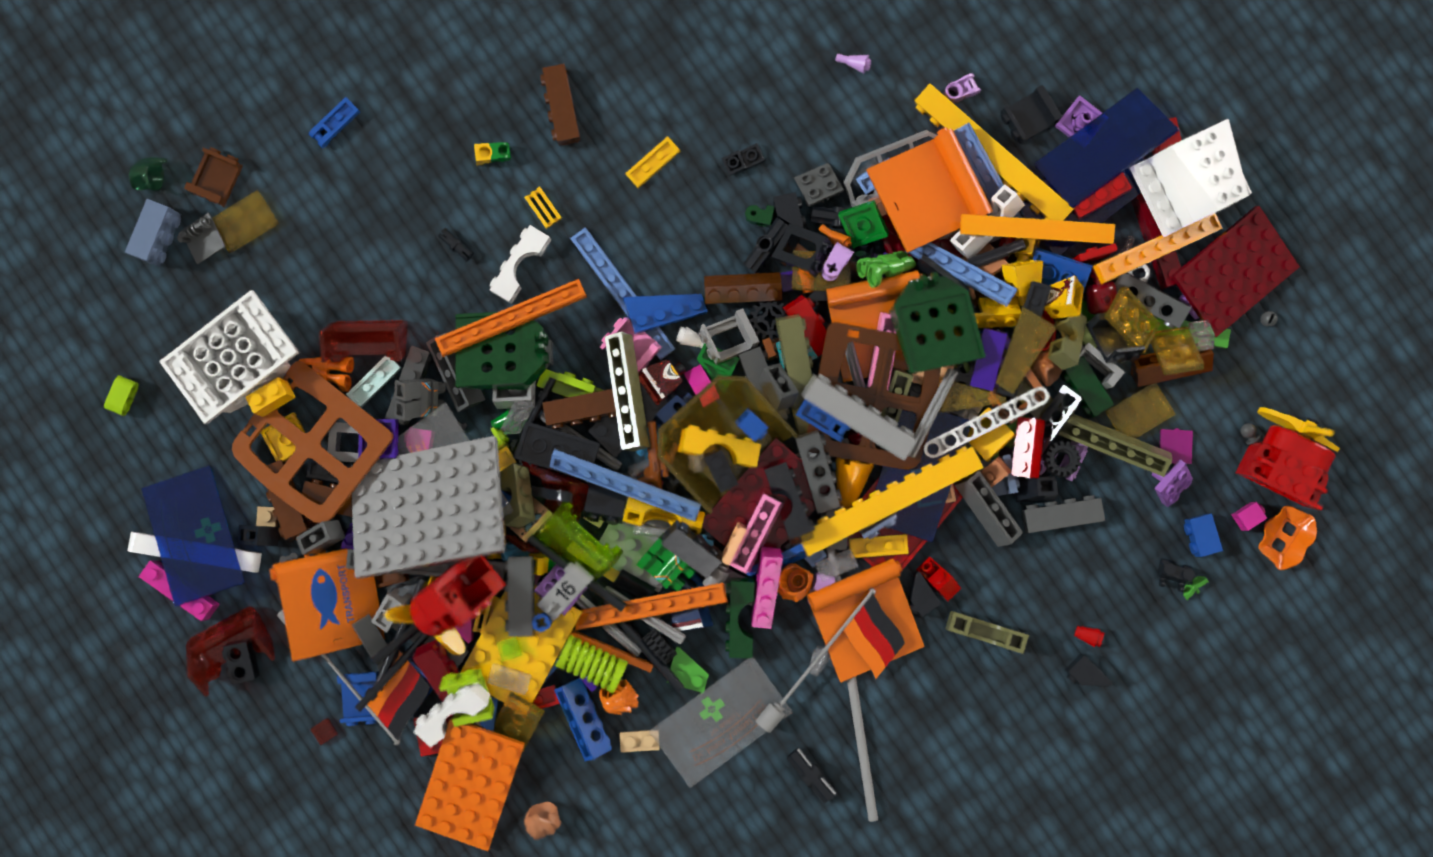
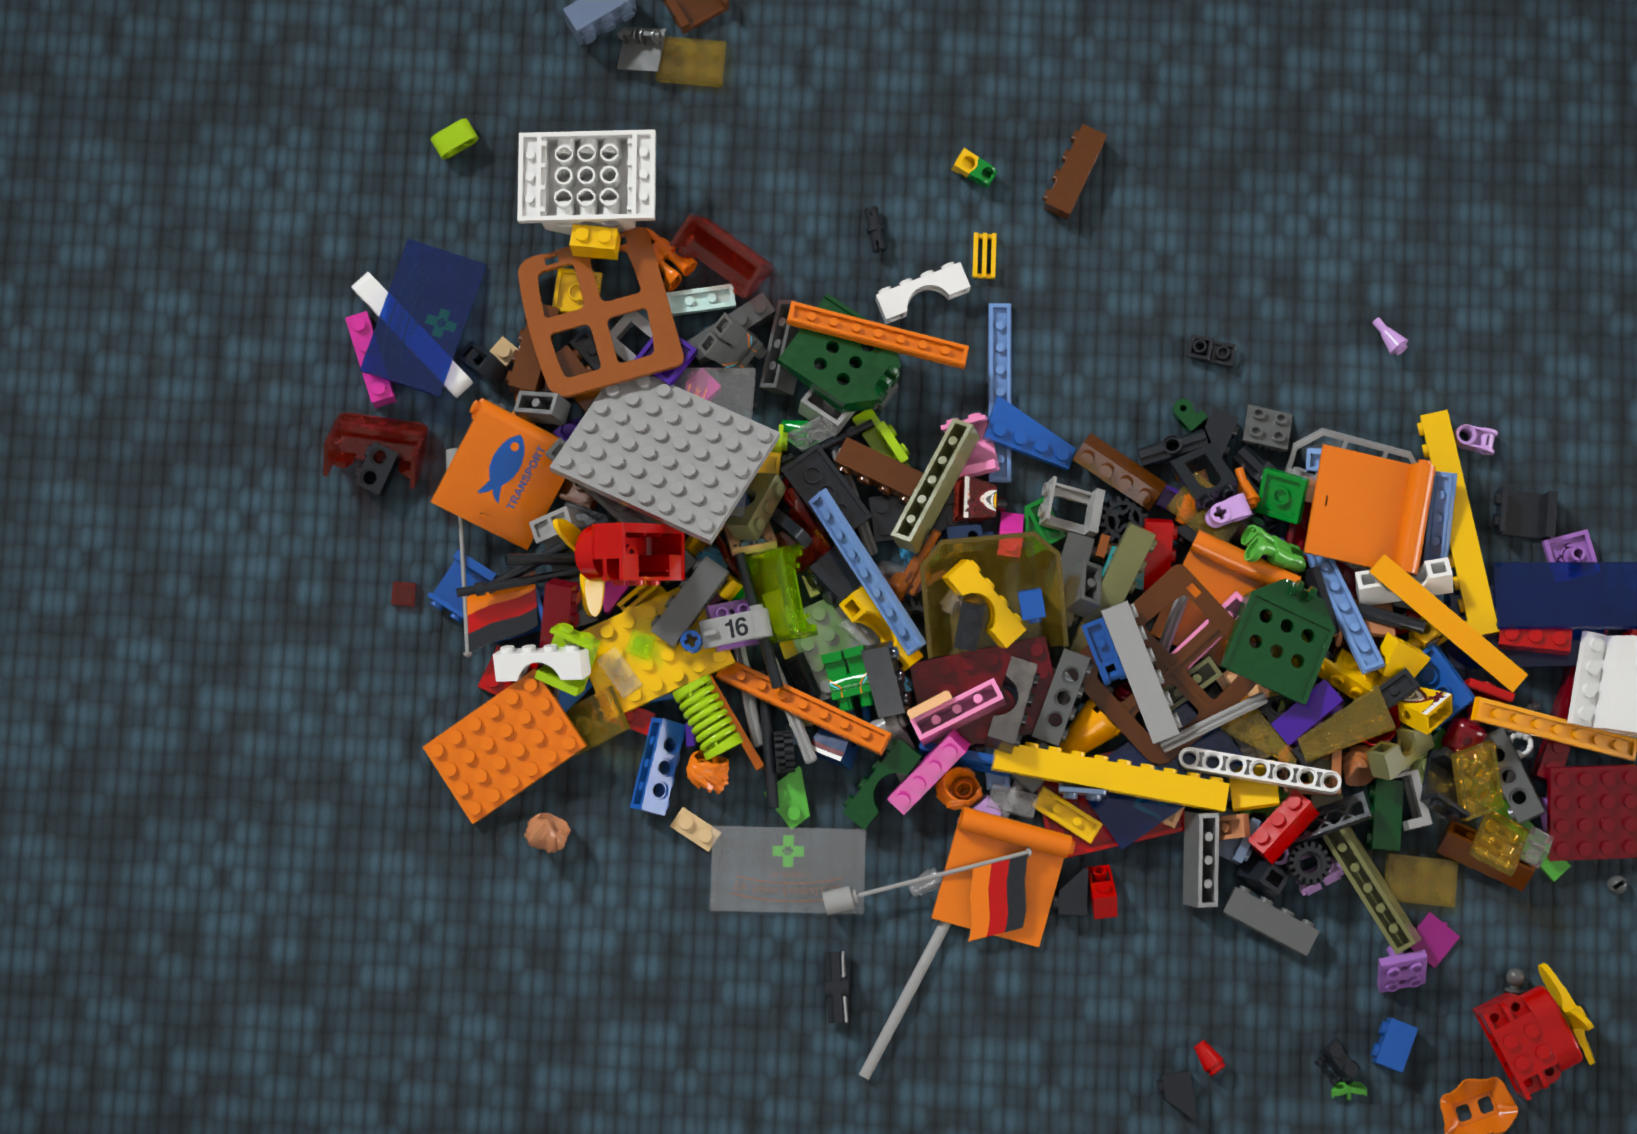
camera: 35 degrees right, 5 degrees down
(334, 122) = (846, 31): blue plate -> none
(369, 636) = (515, 537): dark grey tile -> none
(652, 162) = (1122, 290): yellow tile -> none
(689, 337) = (1032, 481): white cone -> none
(987, 632) = (1109, 977): olive arch -> none
(1249, 516) = (1454, 1060): dark pink brick -> none

